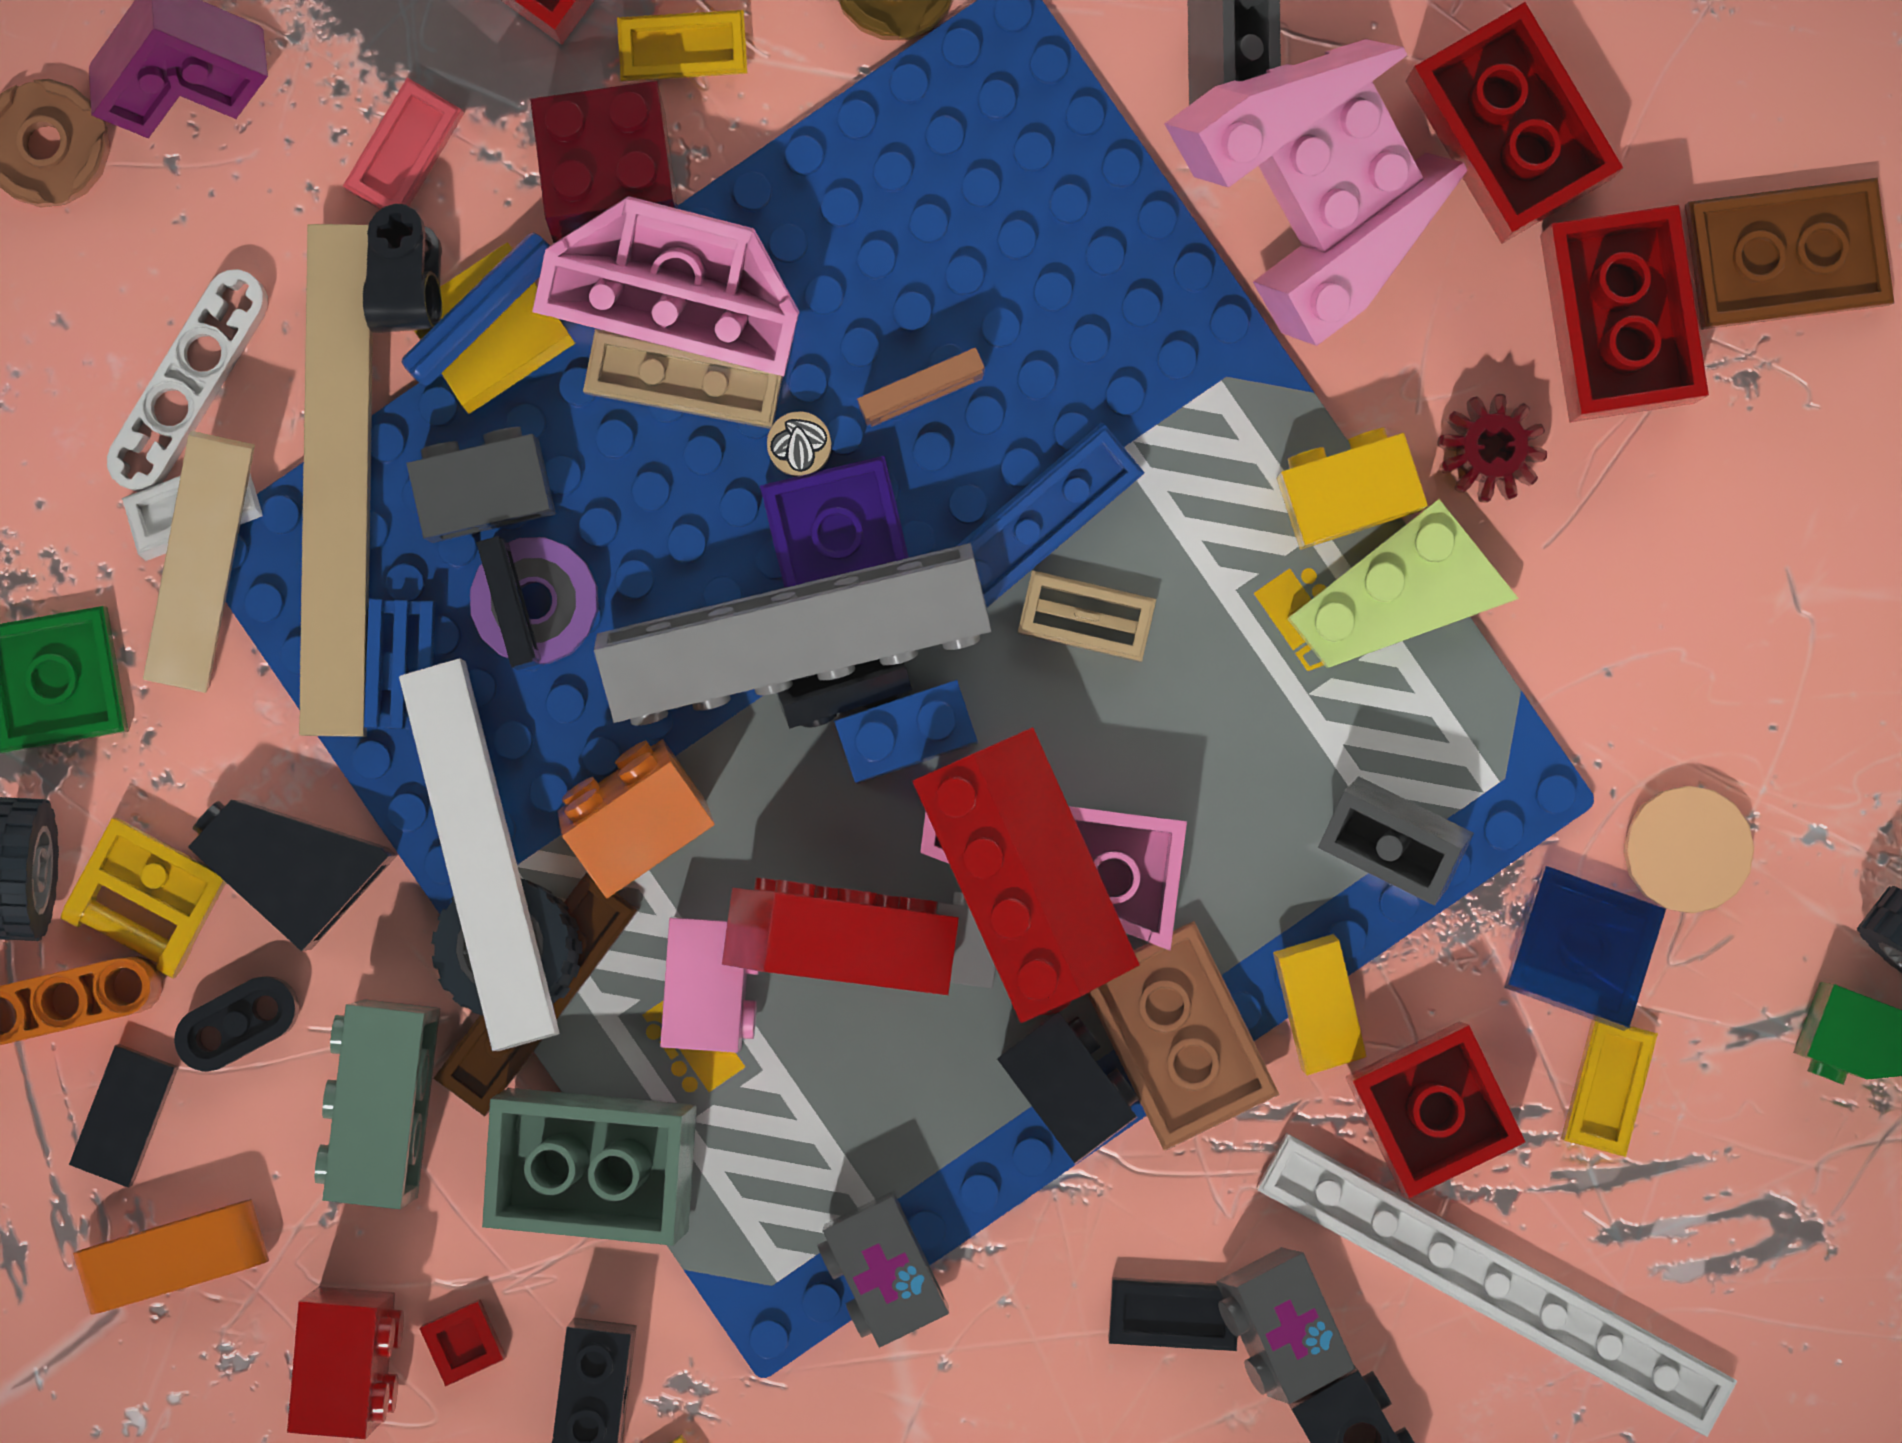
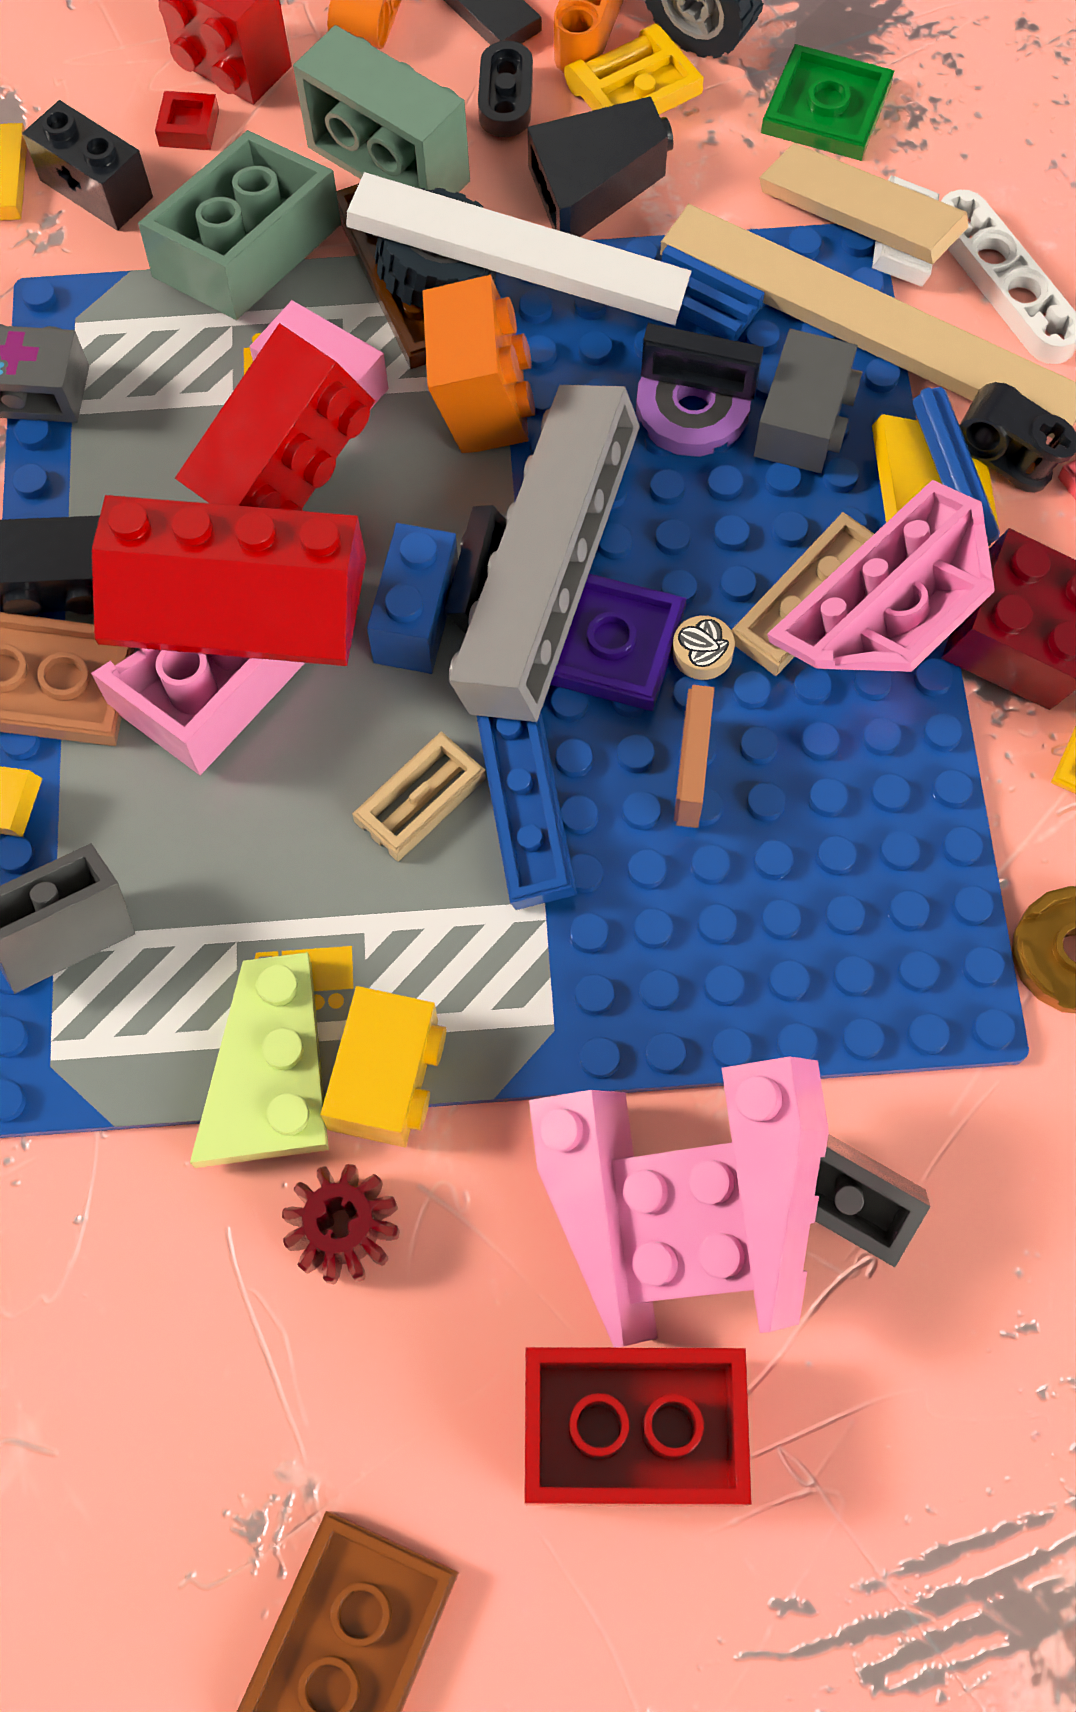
camera: 125 degrees right, 20 degrees down
(1624, 313) = (383, 1423): red brick -> none

